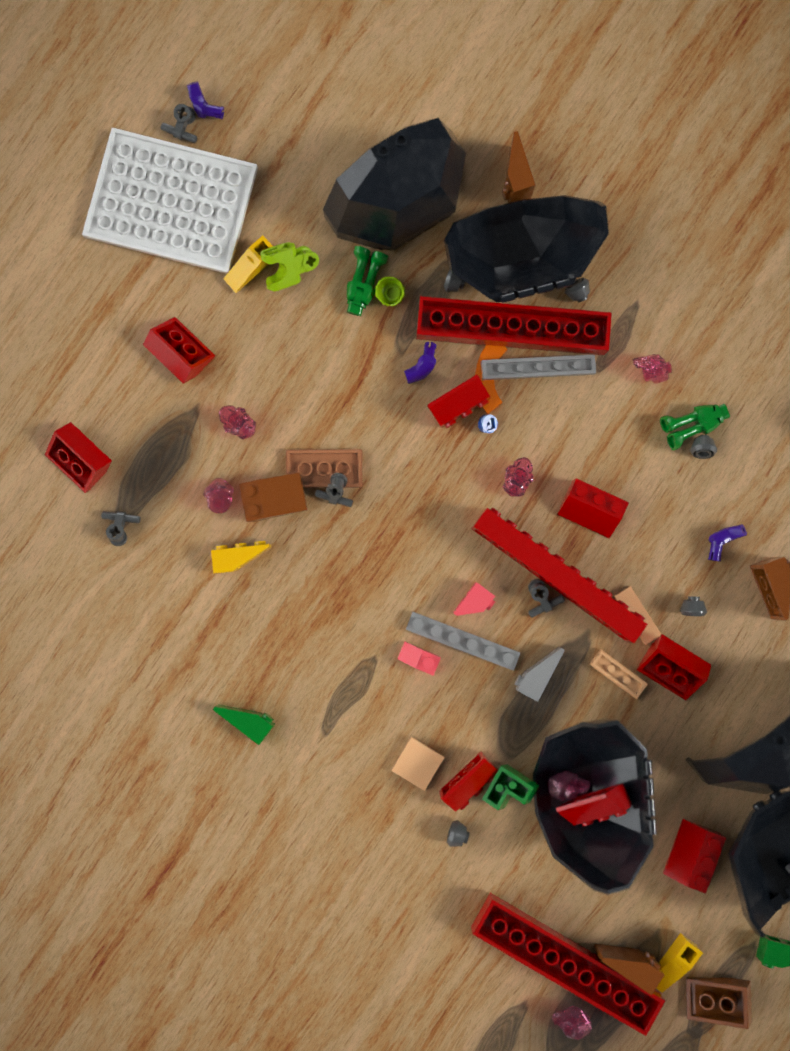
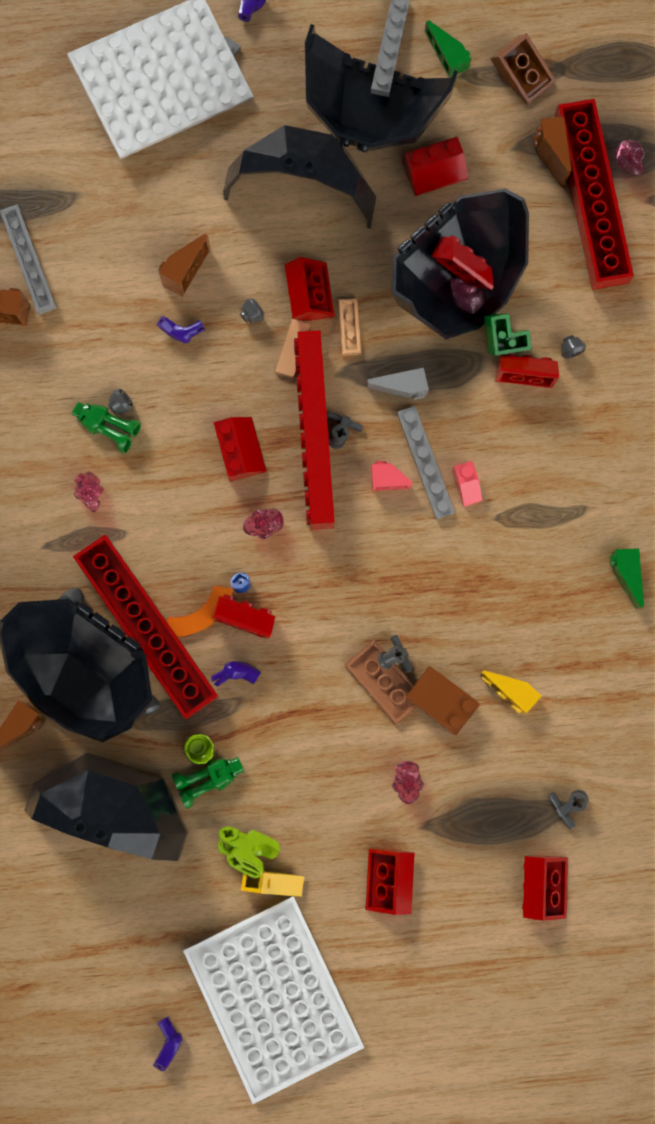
camera: 135 degrees left, 5 degrees down
(179, 130) = (207, 1044): dark grey piece -> none
(219, 495) = (477, 745): clear pink head -> none
(418, 763) = (546, 419): light nougat tile -> none
(538, 367) = (162, 580): light grey plate -> none
(678, 961) = (520, 118): yellow slope -> none

